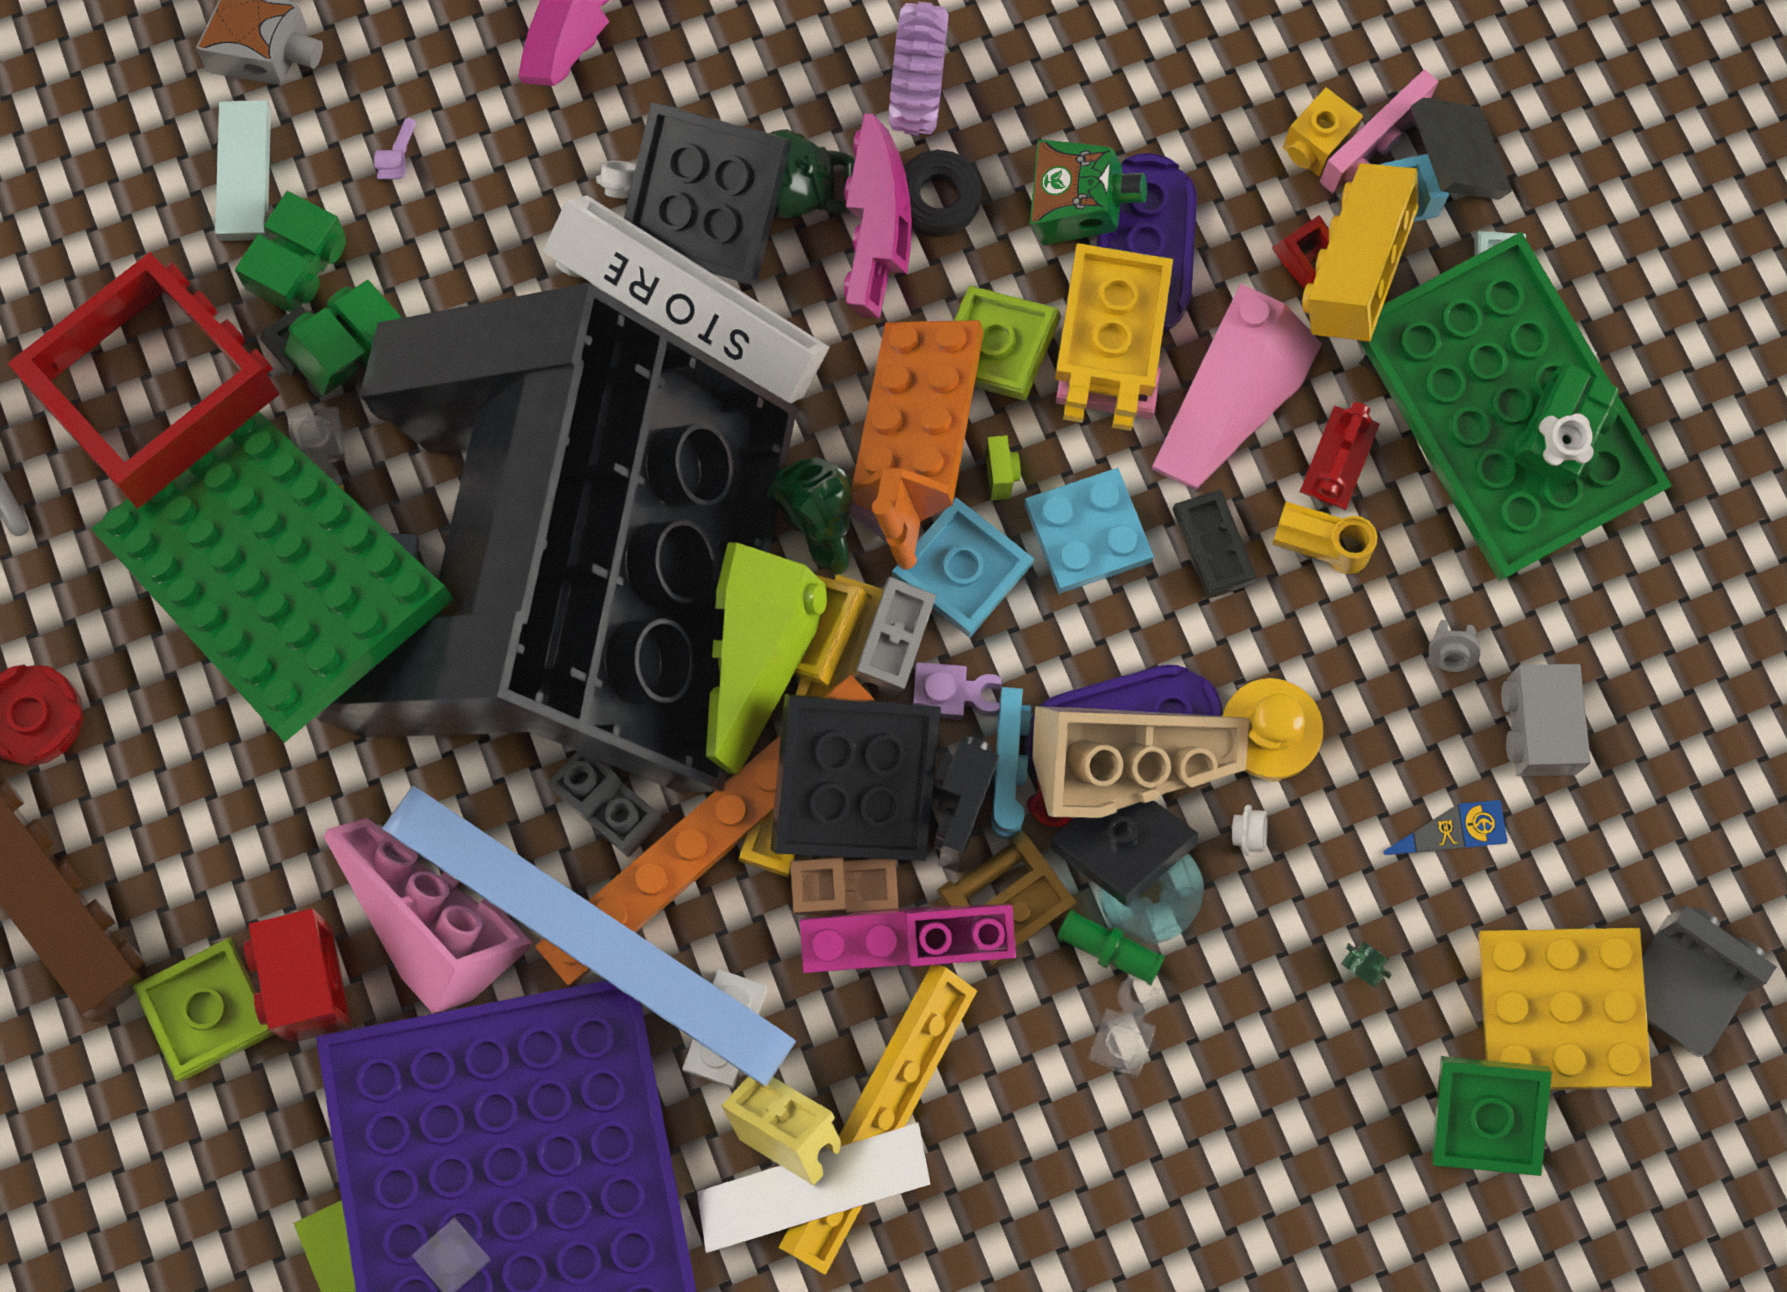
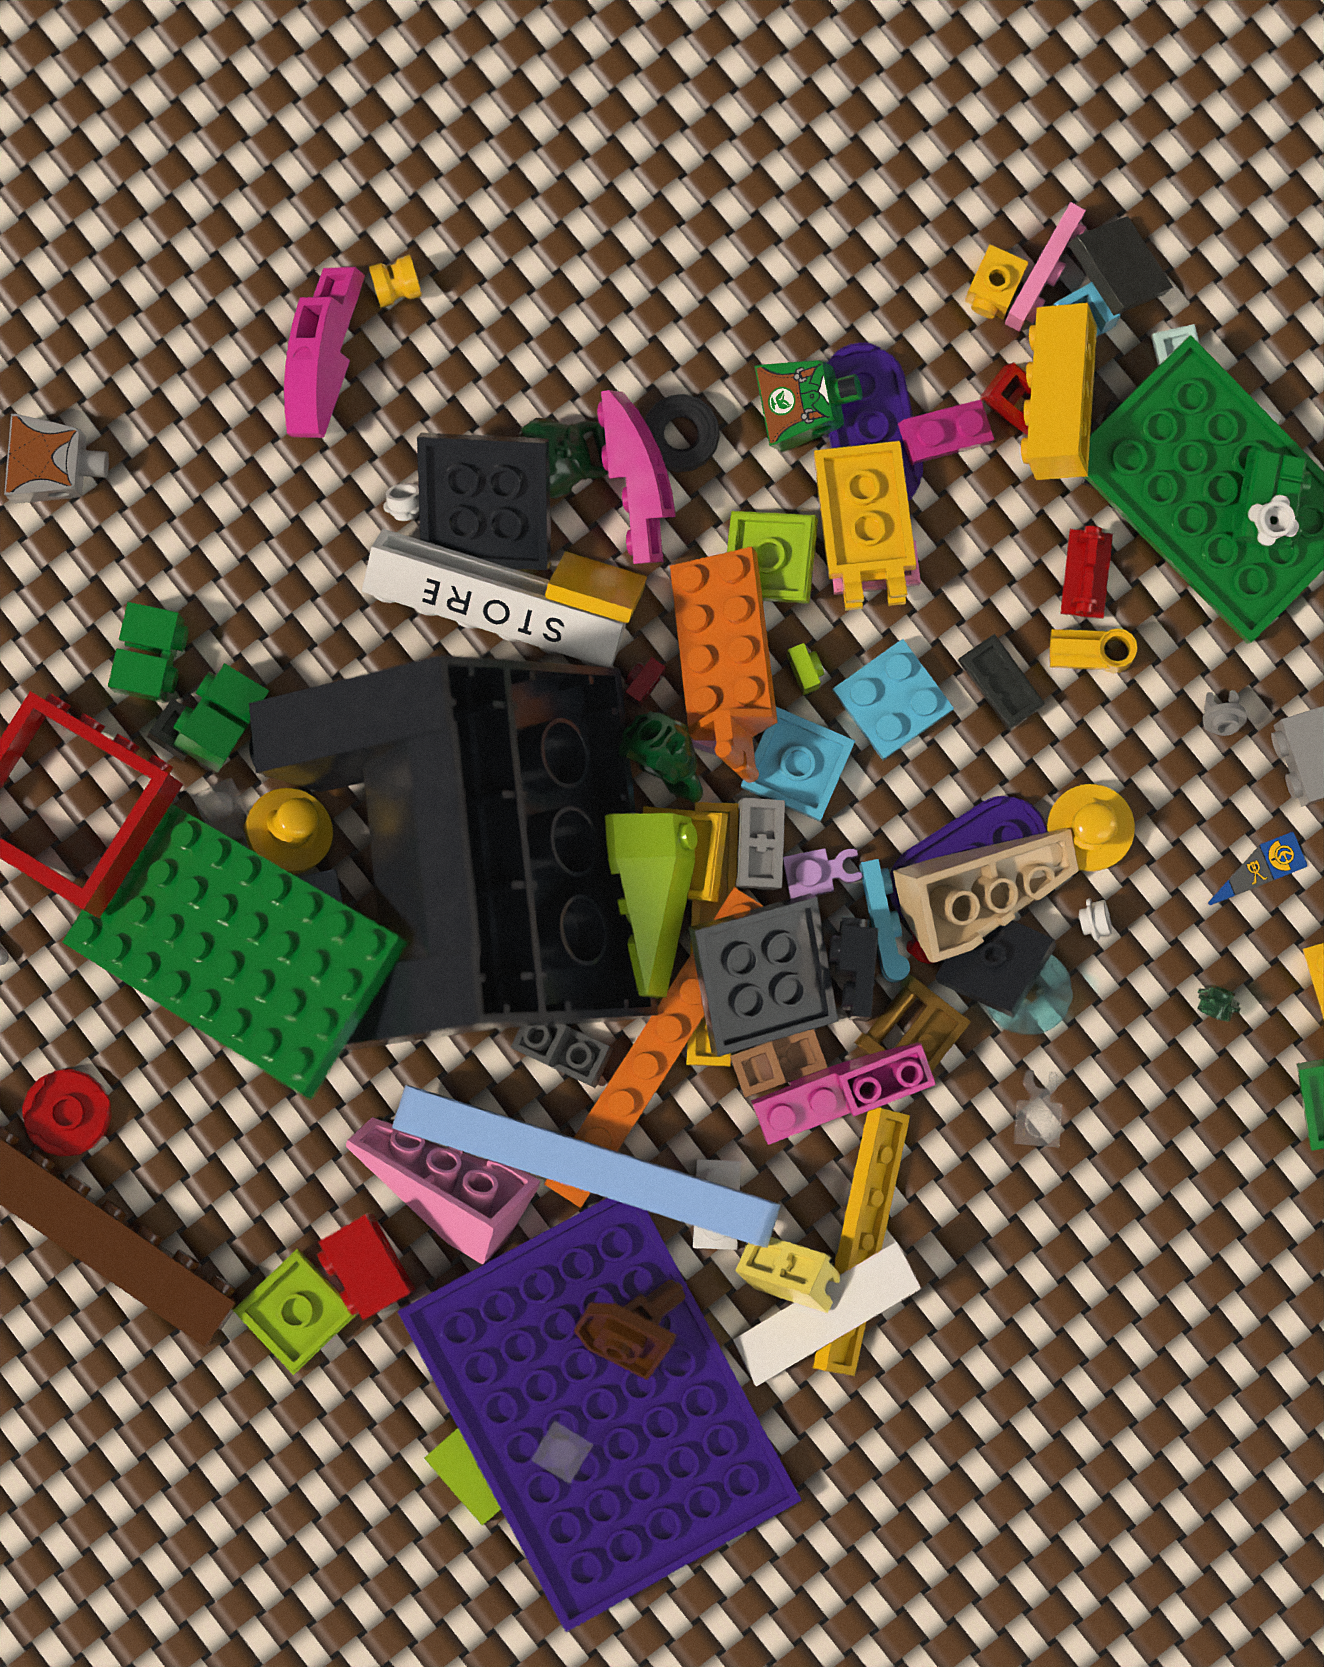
camera: 10 degrees left, 10 degrees up
(242, 170) = (77, 587): light aqua tile -> none
(381, 476) = (289, 829): none -> yellow plate
(392, 163) = (203, 544): lavender hand -> none
(577, 1138) = (632, 1333): none -> reddish brown piece
(796, 315) = (596, 587): none -> yellow tile
(820, 431) = (643, 680): none -> dark red plate
(918, 68) = (633, 330): lavender gear -> none
(1111, 947) = (1008, 1049): green pin -> none
(1223, 266) = (946, 431): none -> dark pink plate
(1244, 378) = (987, 526): bright pink wedge -> none

